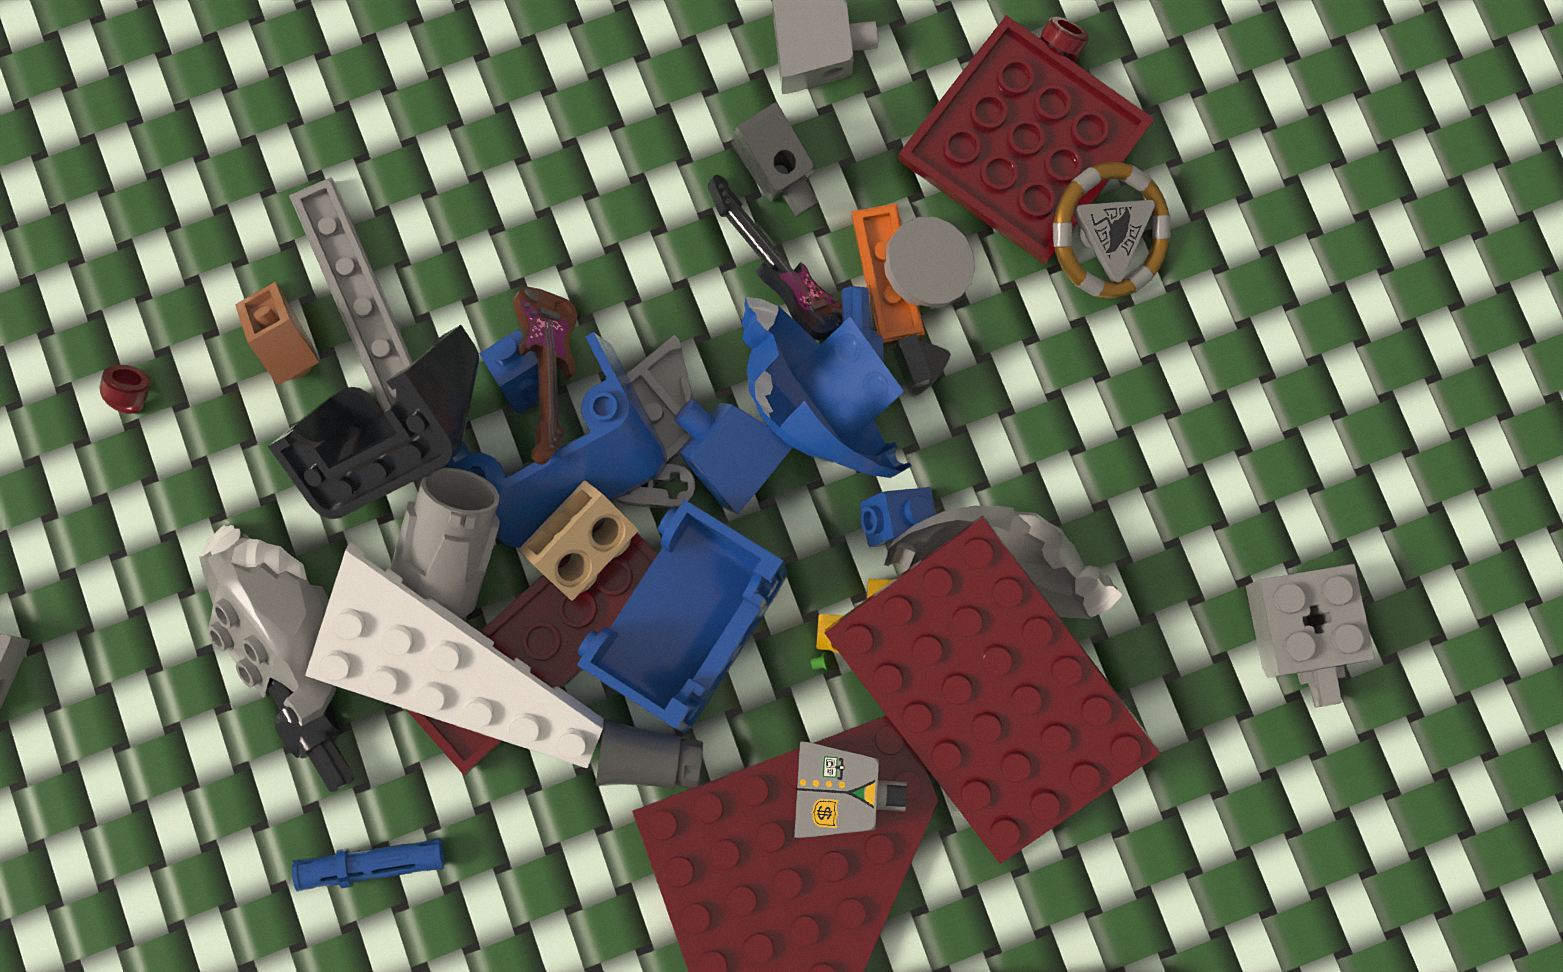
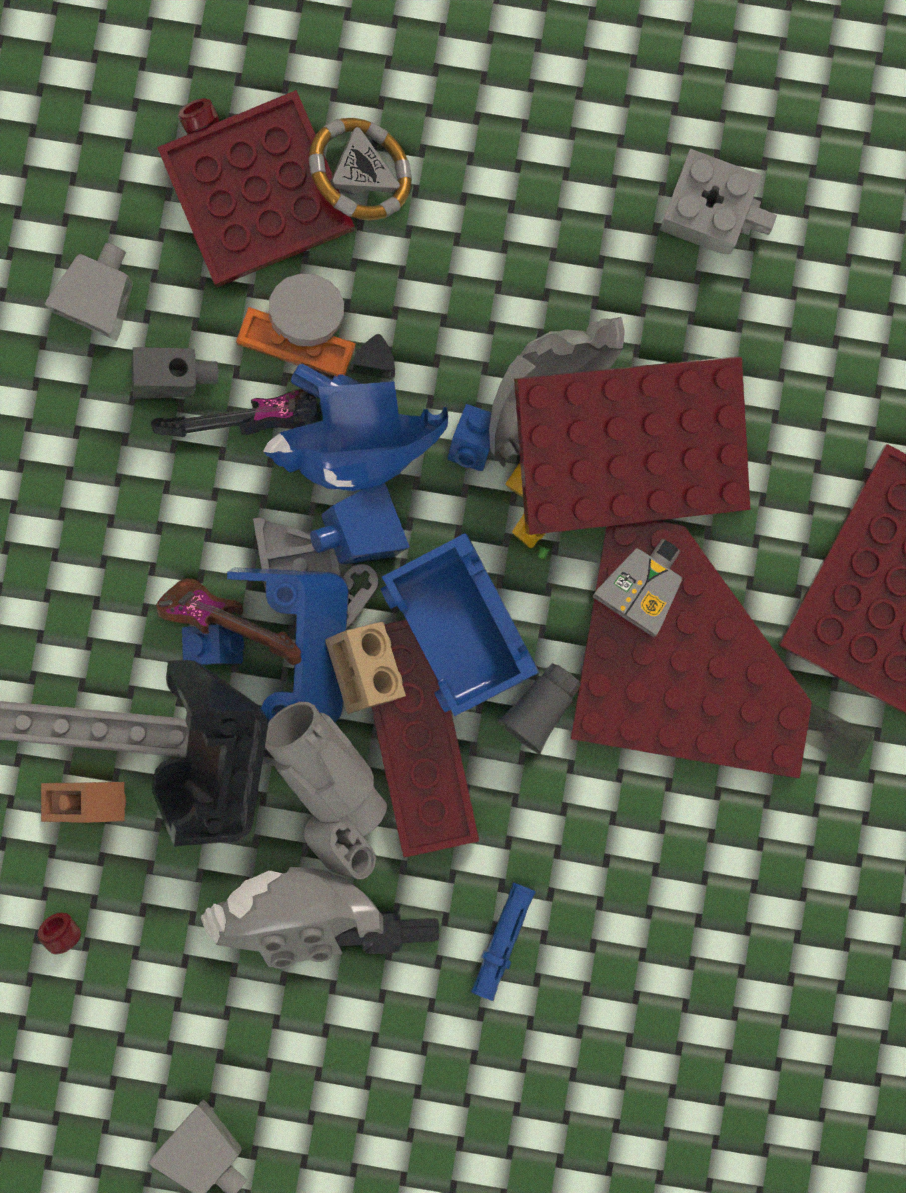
camera: 60 degrees left, 5 degrees up
(430, 661) = (390, 817): white wing -> none

